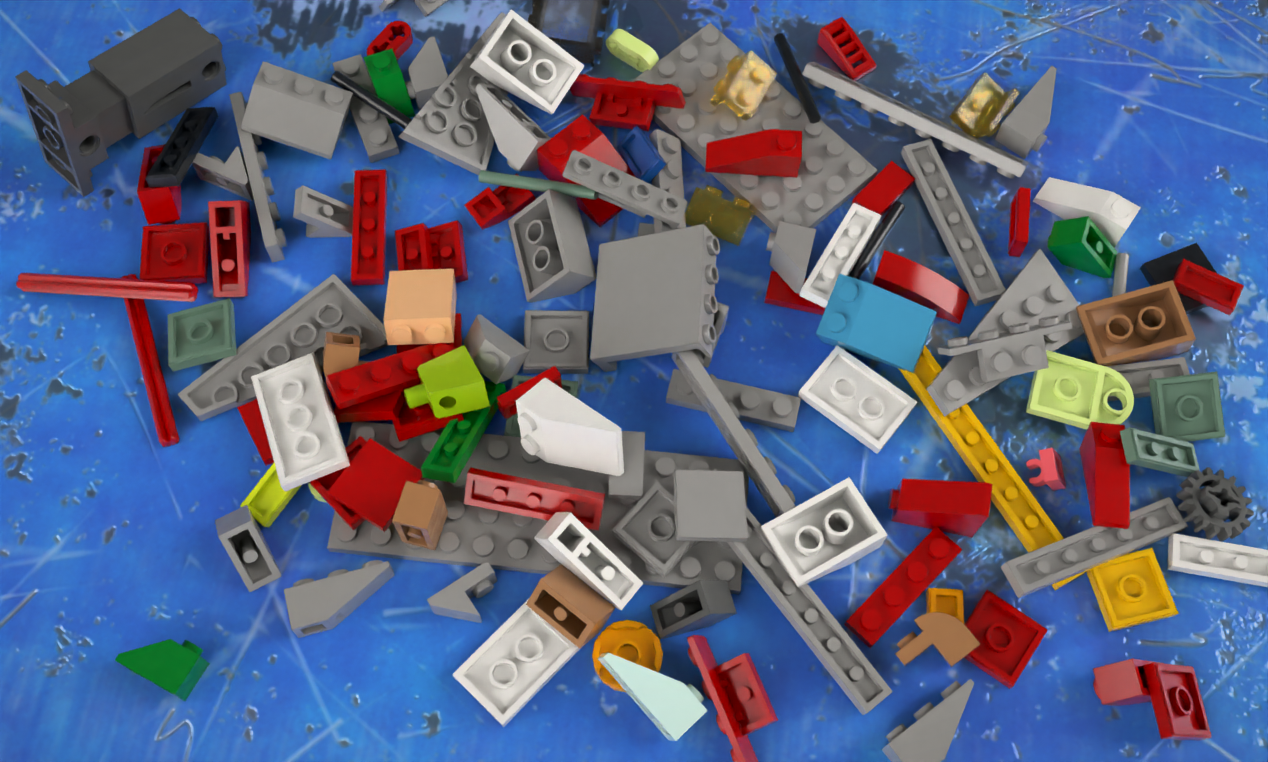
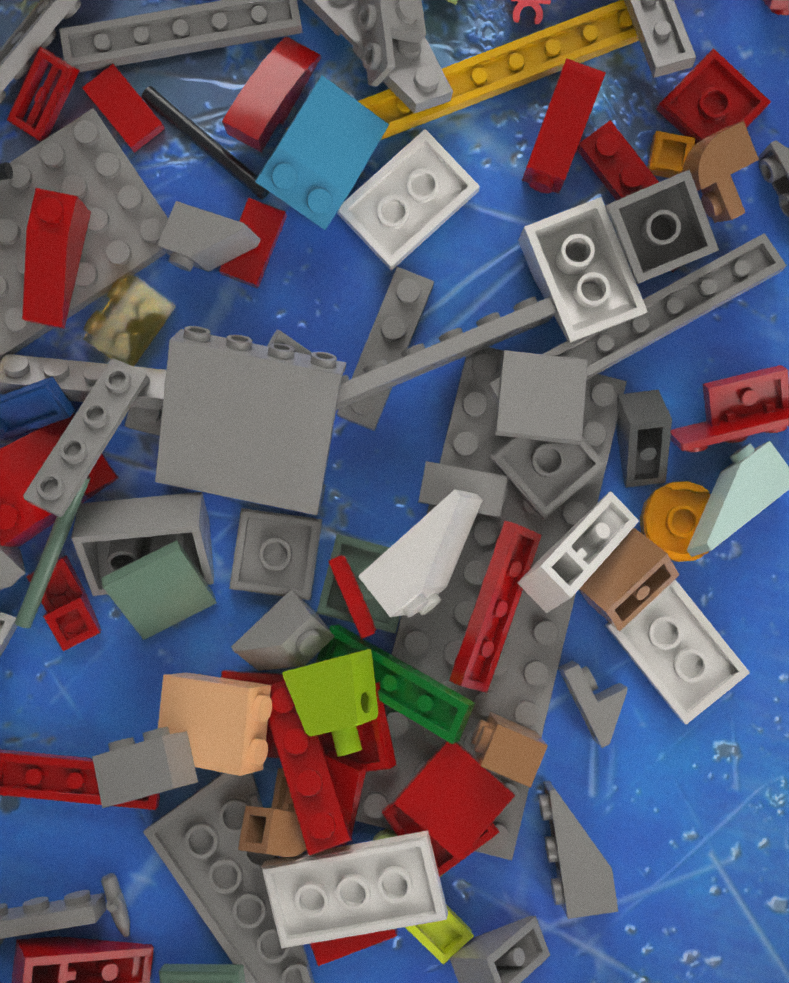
camera: 80 degrees left, 20 degrees up
(277, 266) = (116, 903): none -> light grey helmet
(322, 214) = (50, 842): light grey slope -> none
(383, 260) = (144, 768): none -> light grey brick
(432, 248) = (123, 696): red slope -> none
(517, 259) = (159, 590): none -> sand green tile
(840, 253) = (214, 178): white plate -> none
(871, 586) = (662, 227): none -> light grey brick
(877, 139) = (49, 97): none -> red tile

